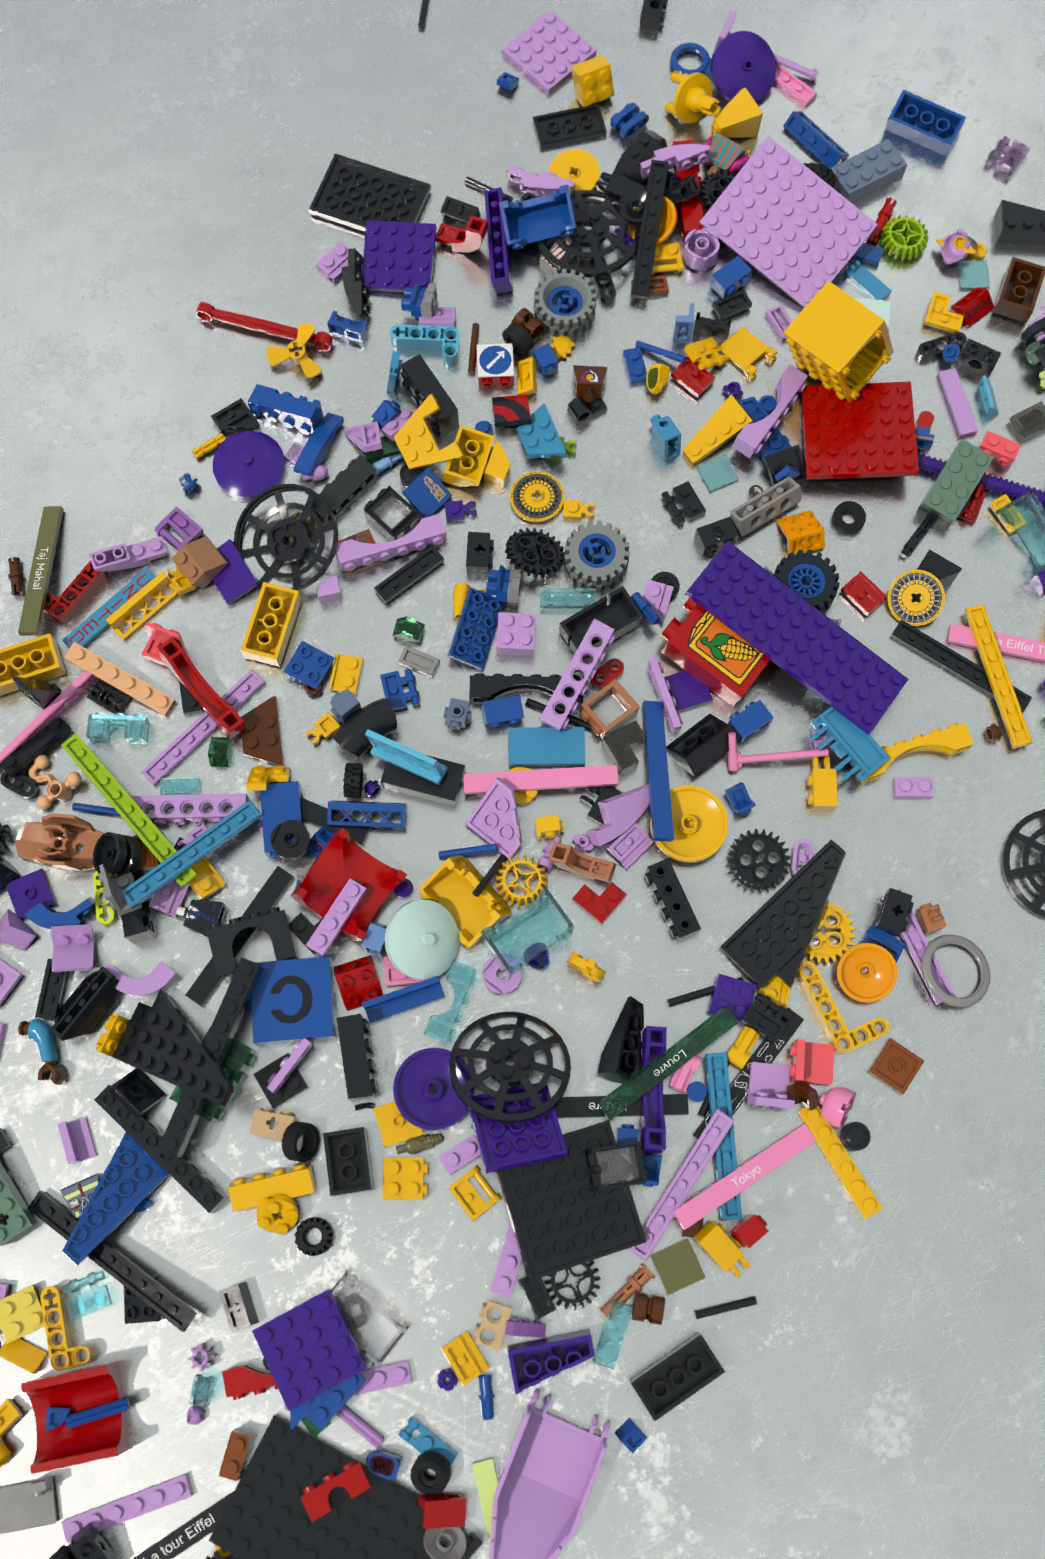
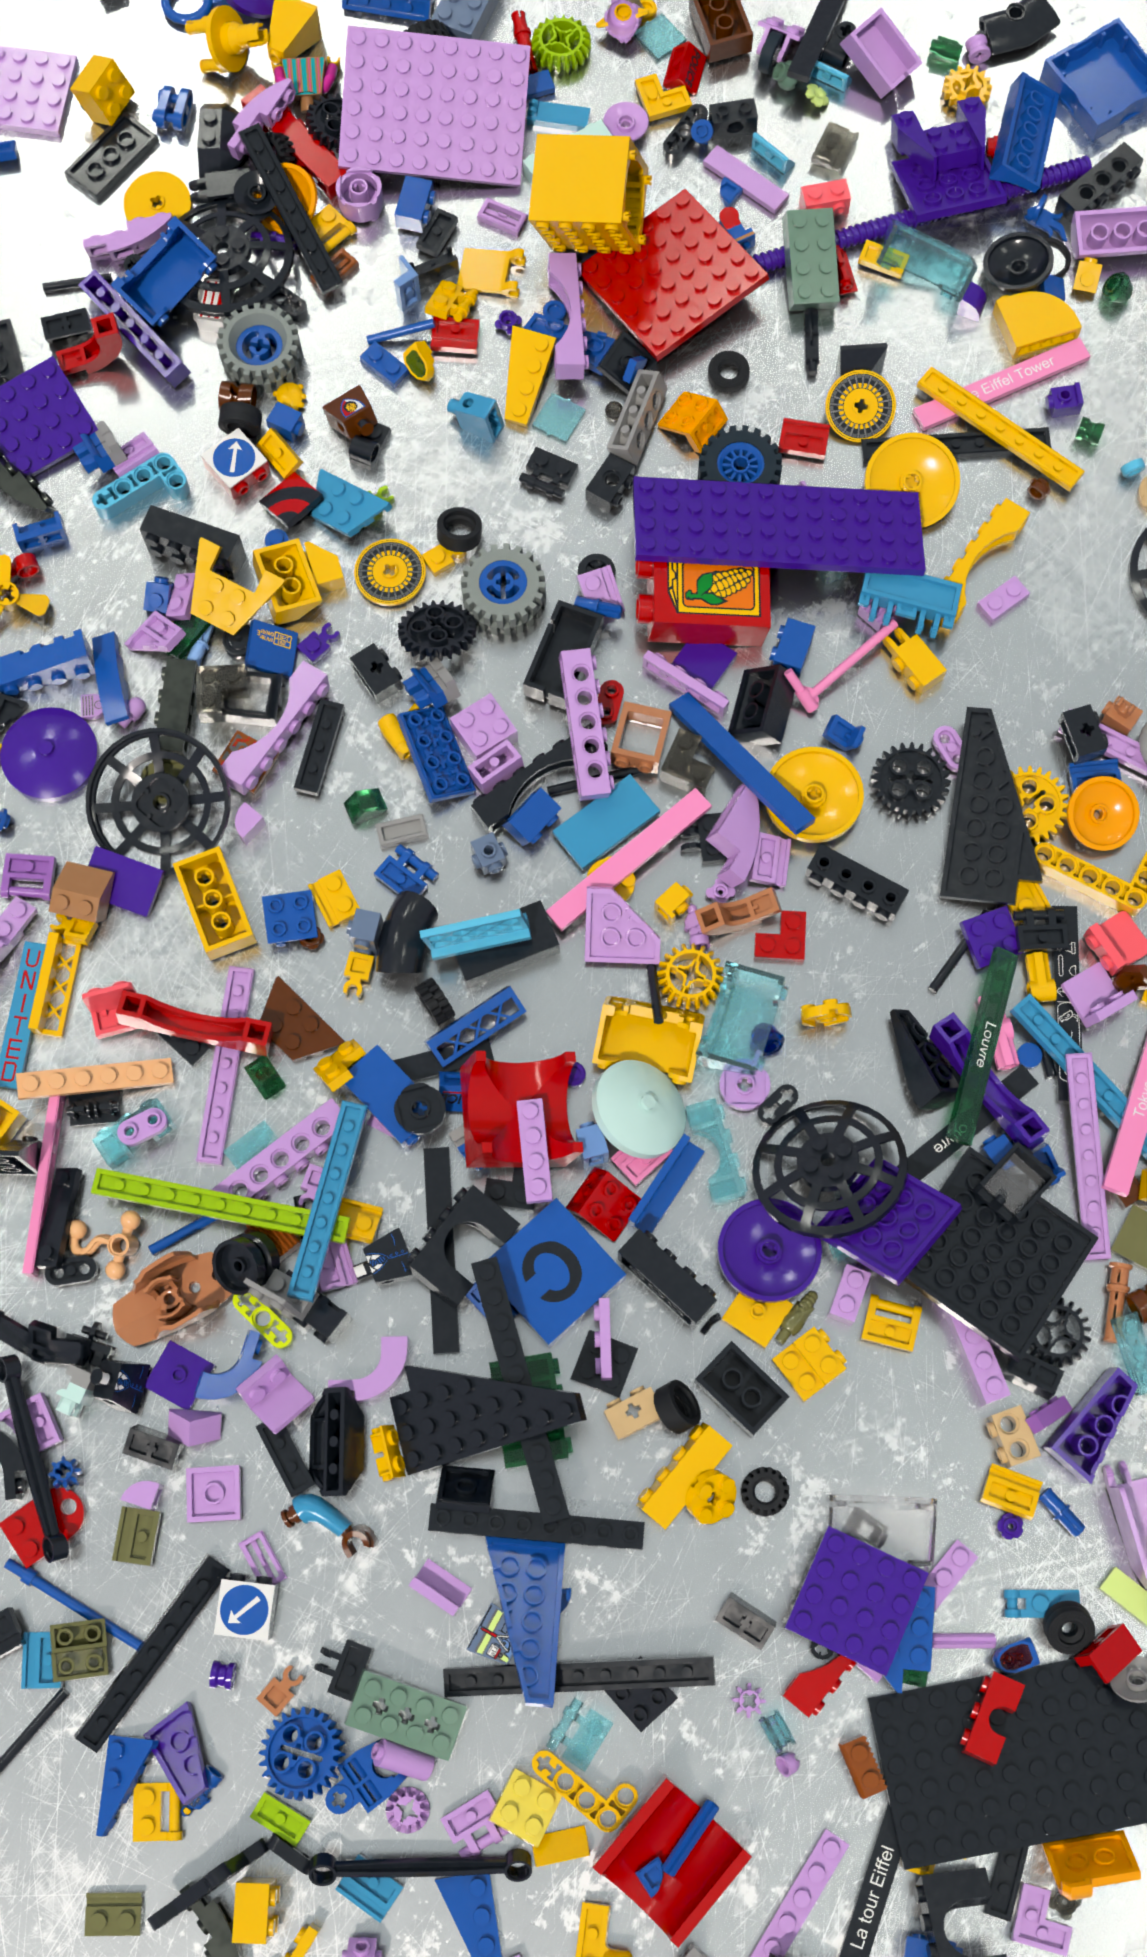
camera: 35 degrees left, 0 degrees up
(121, 728) = (142, 1128): none -> lavender plate
(371, 788) = (458, 996): dark purple plate -> none
(372, 492) = (216, 685): none -> clear smoke brick
(394, 371) = (130, 543): dark azure plate -> none
(468, 851) = (610, 987): blue bar -> none
(473, 348) = (196, 462): reddish brown bar -> none
(504, 662) = (495, 766): none -> lavender brick
(514, 1007) = (782, 1109): none -> black beam
(567, 597) = (506, 654): clear light blue plate -> none
(594, 509) = (455, 542): none -> black tyre
(684, 190) = (296, 142): black piece -> none
(909, 308) = (628, 115): none -> lavender dish
(922, 662) = (916, 465): none -> yellow dish
(940, 403) = (729, 192): none -> blue tile

